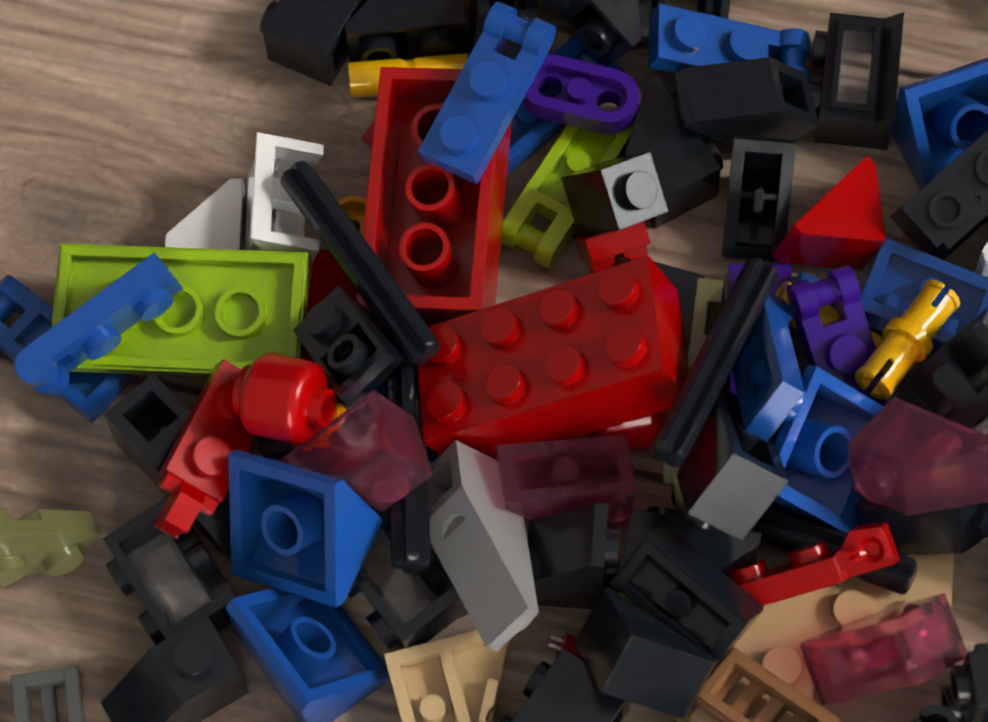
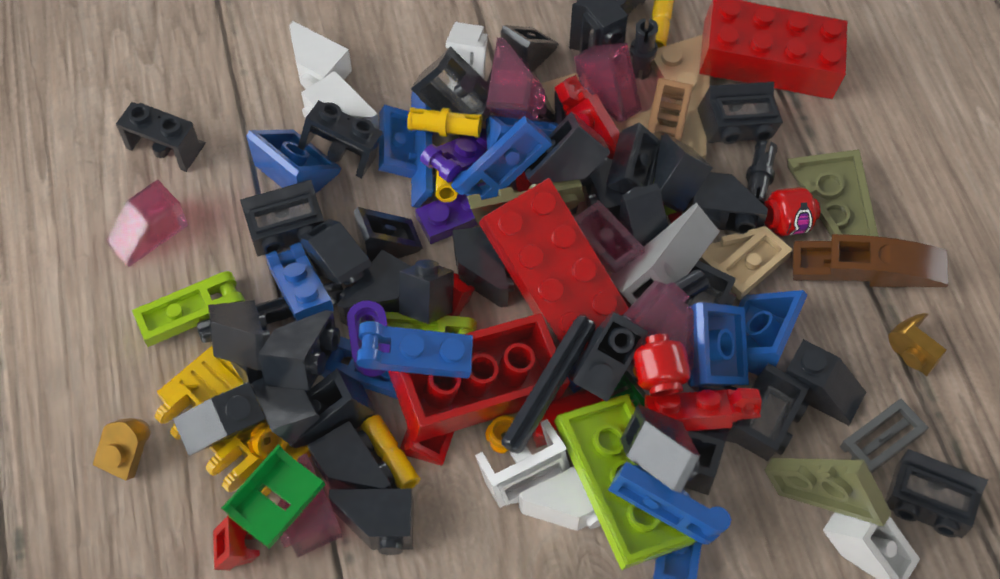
camera: 120 degrees left, 5 degrees down
(169, 332) = (661, 447): none -> slope
(714, 363) = (519, 174): black axle -> none
(841, 226) = (379, 190): red slope -> none

